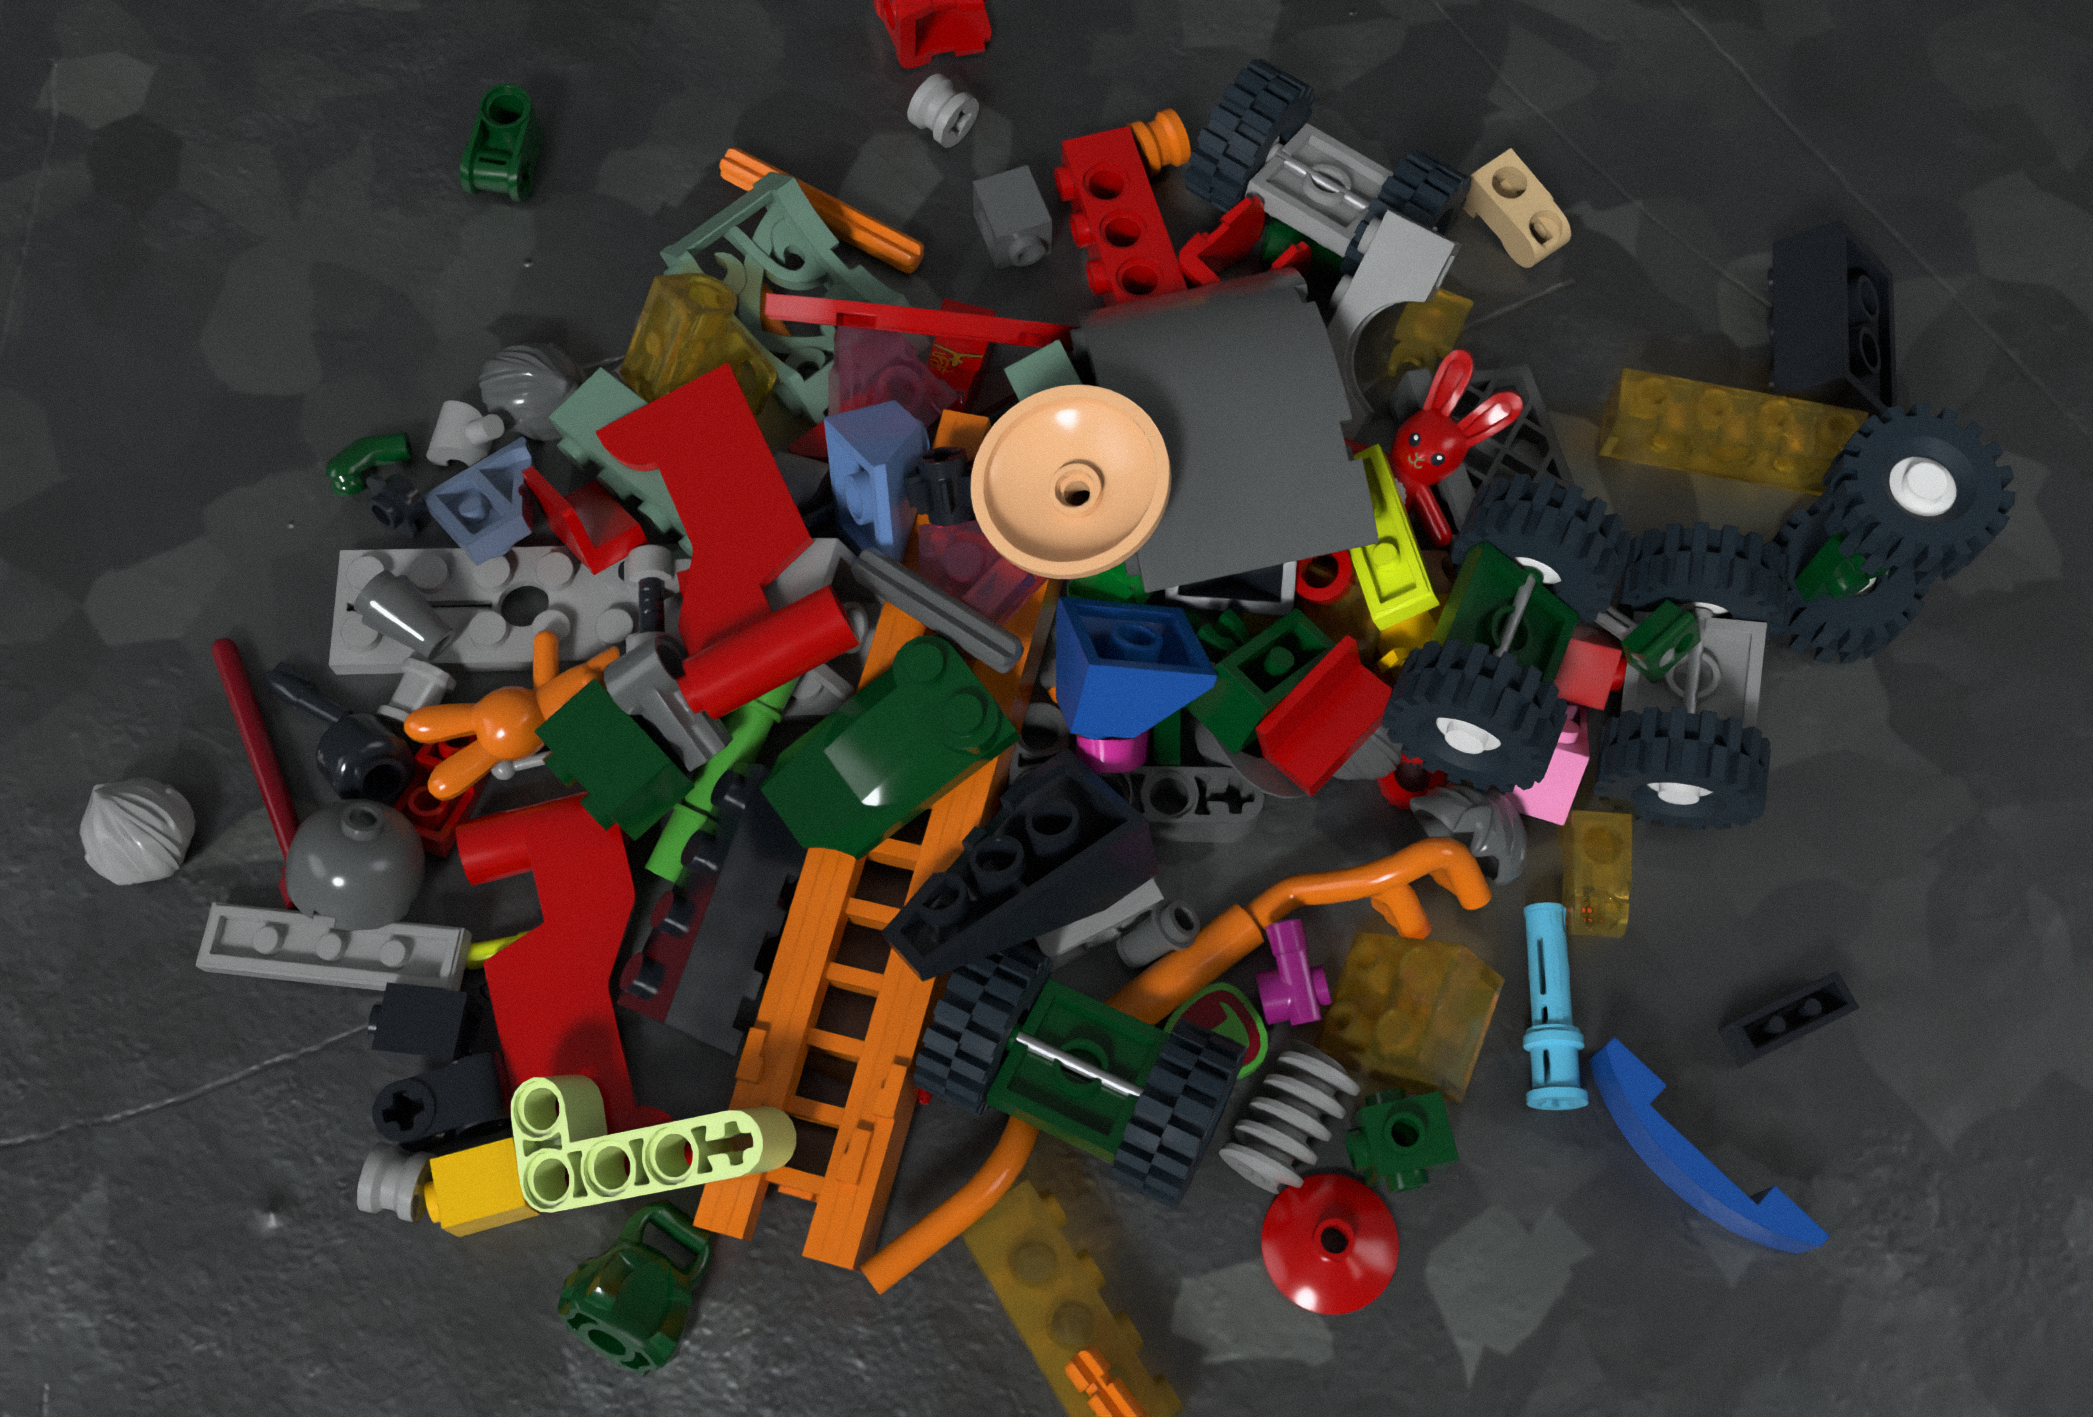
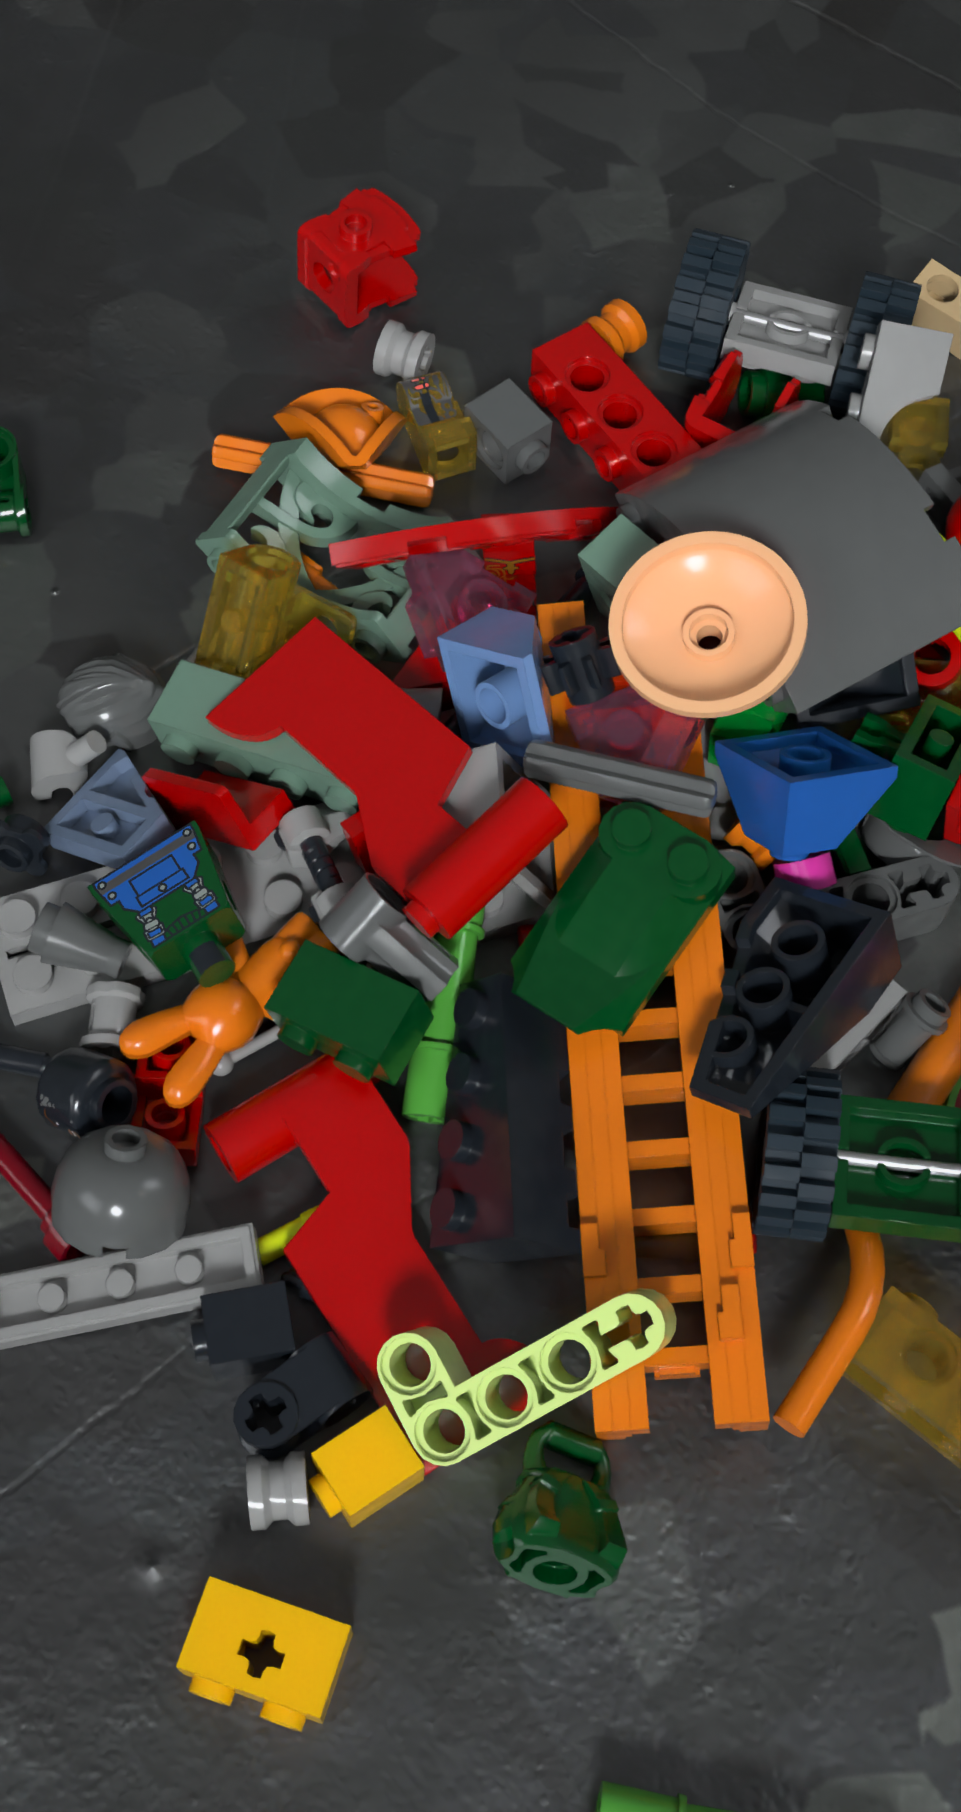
camera: 20 degrees left, 5 degrees down
(368, 1336) = (239, 1618): none -> yellow brick
(499, 608) = (175, 907): none -> torso
(852, 171) = (342, 425): none -> orange hat
(946, 193) = (437, 425): none -> clear yellow leg

